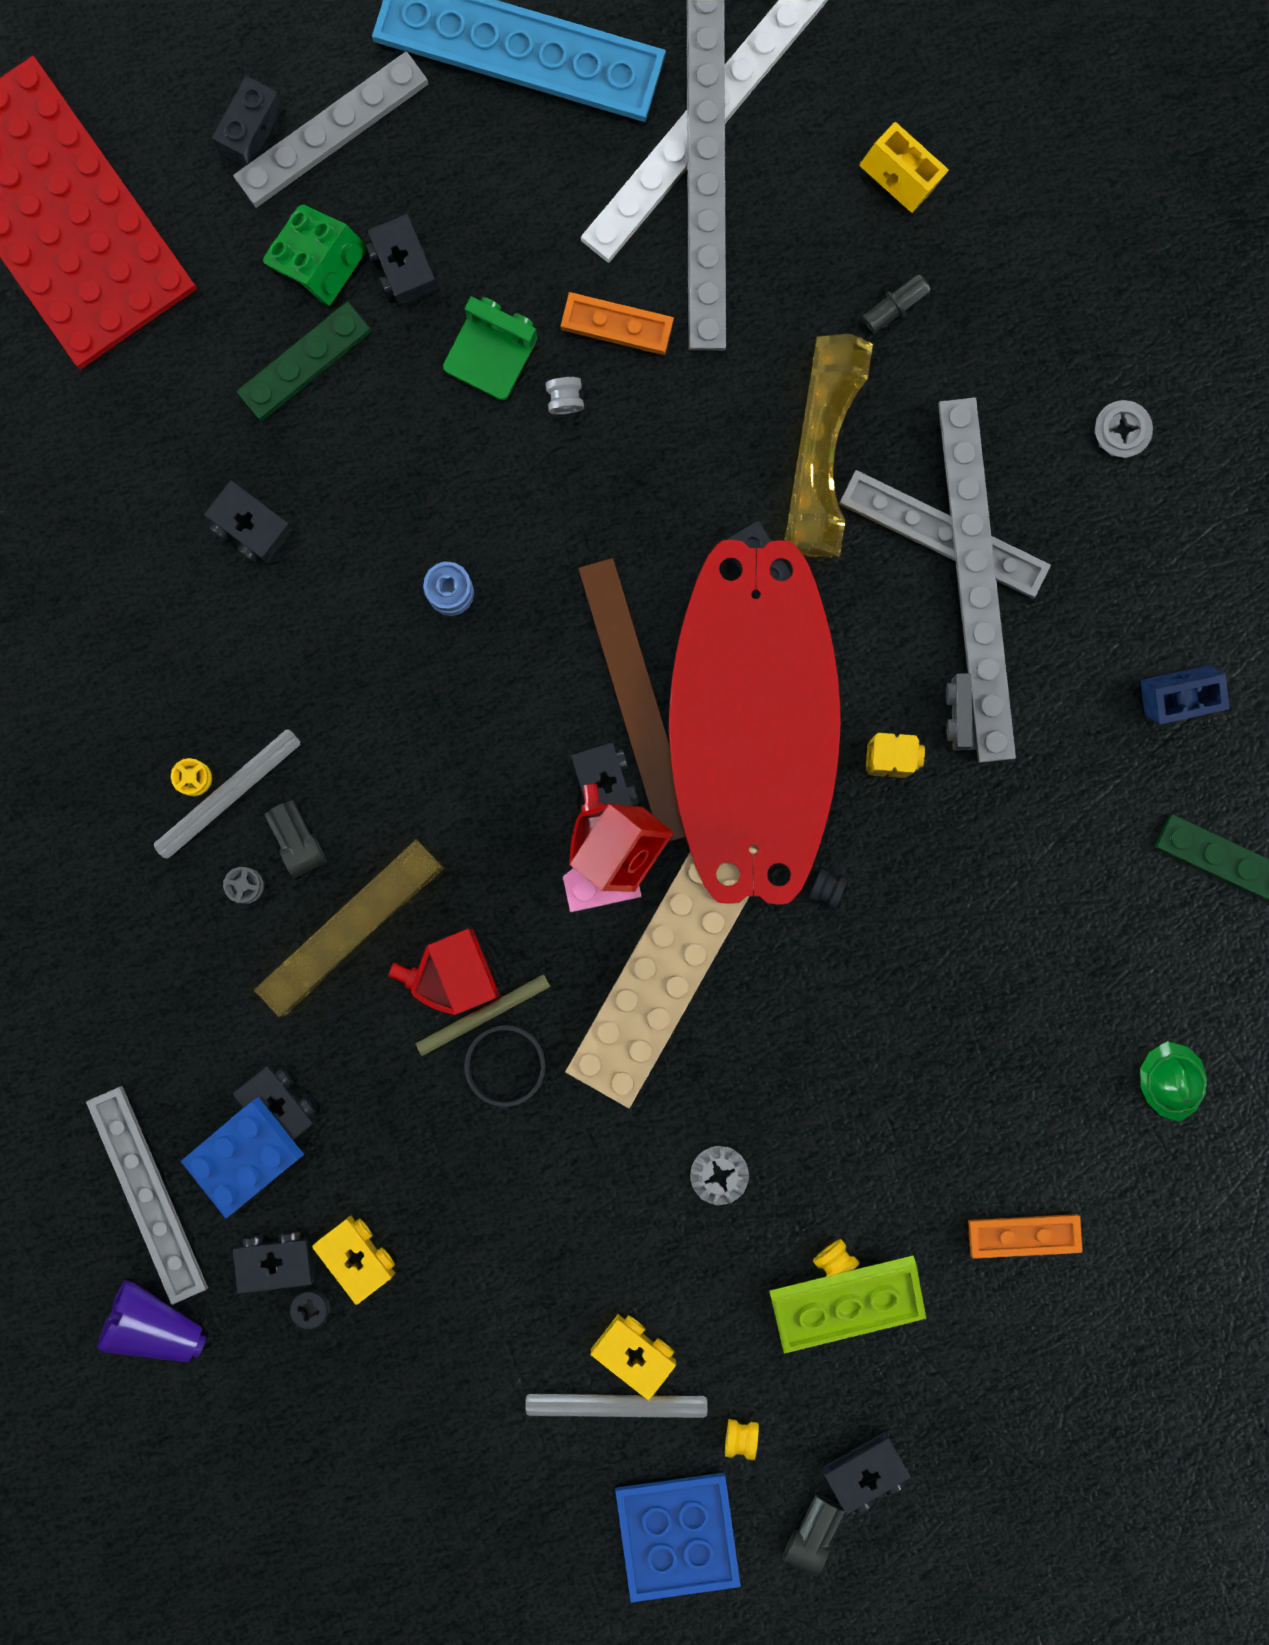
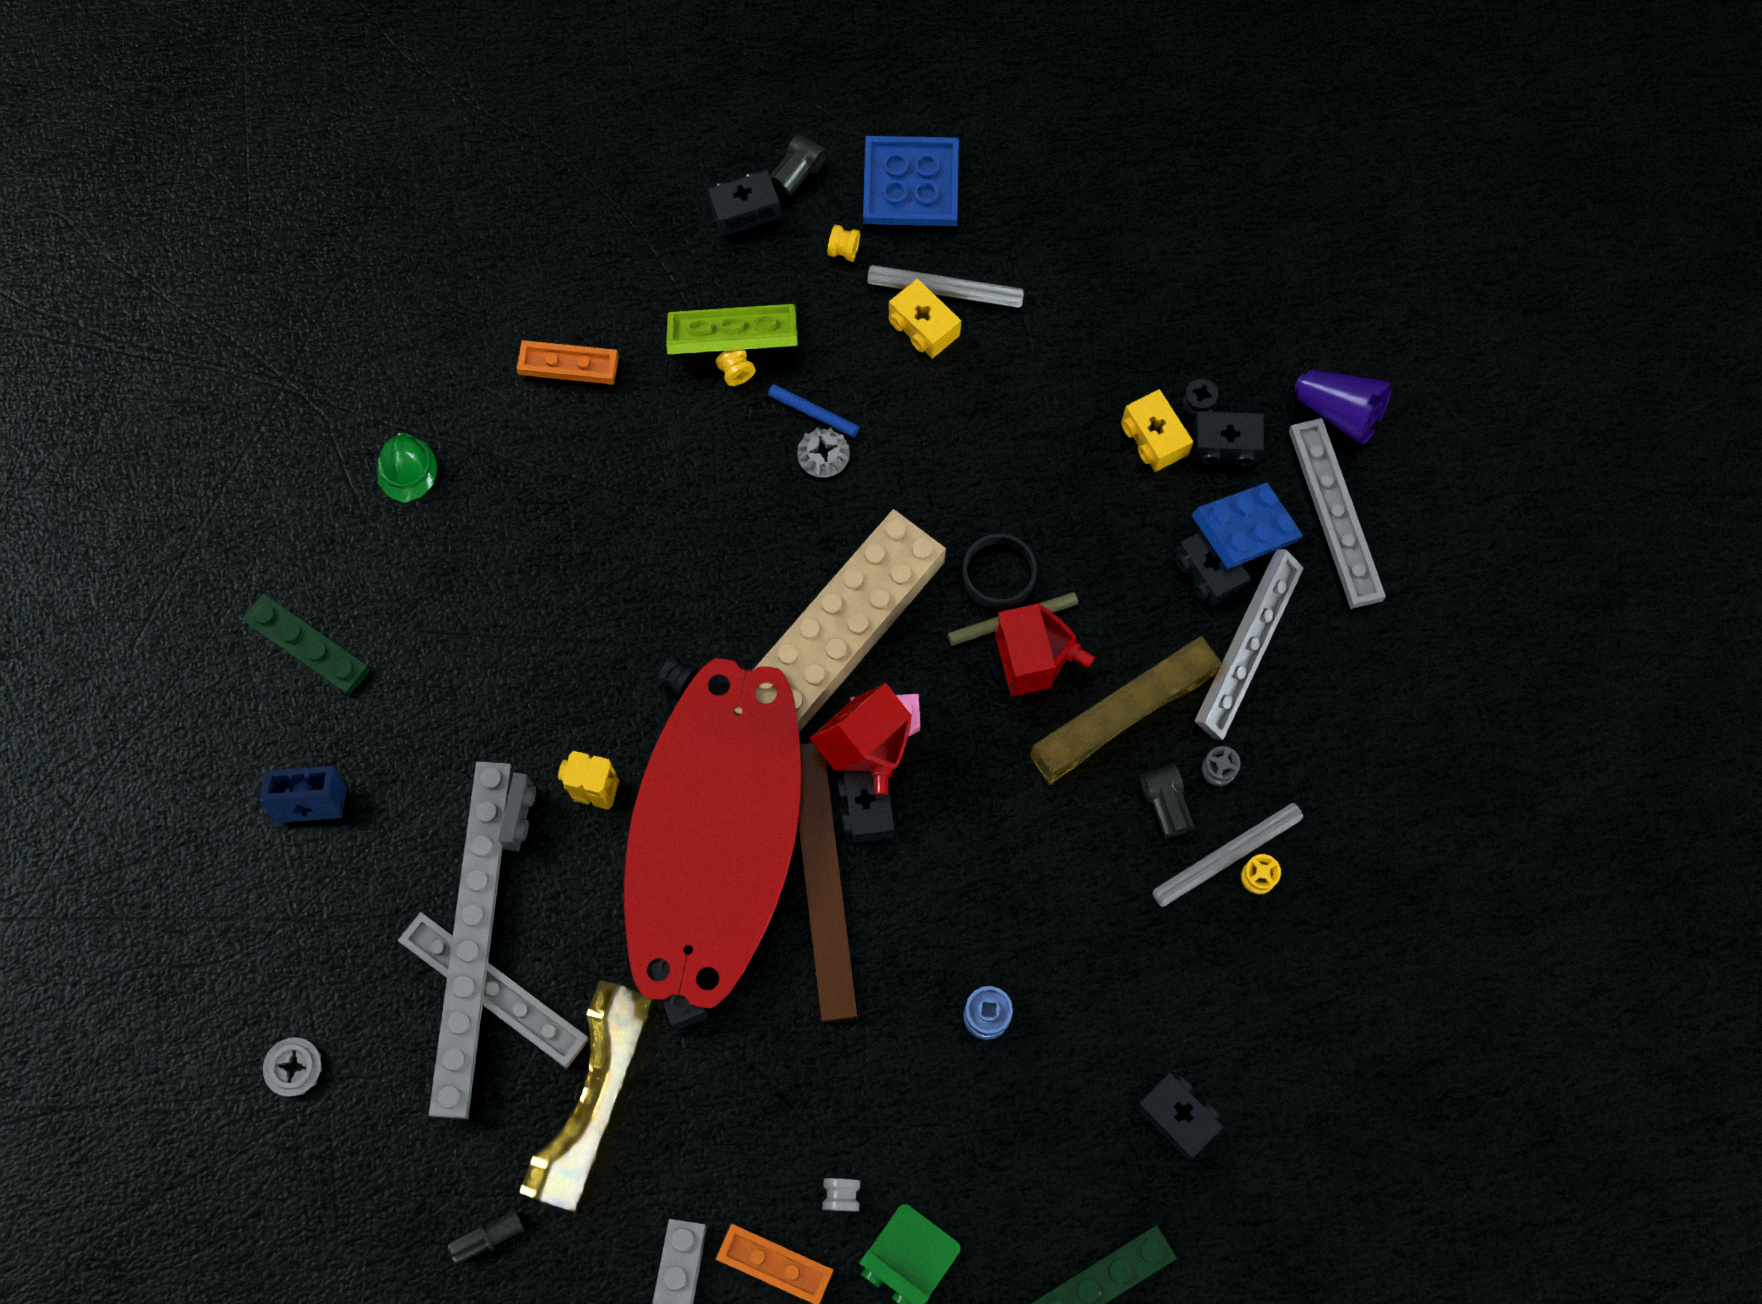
camera: 170 degrees left, 15 degrees down
(226, 1026) = (1249, 644): none -> light grey plate
(739, 1224) = (813, 410): none -> blue bar

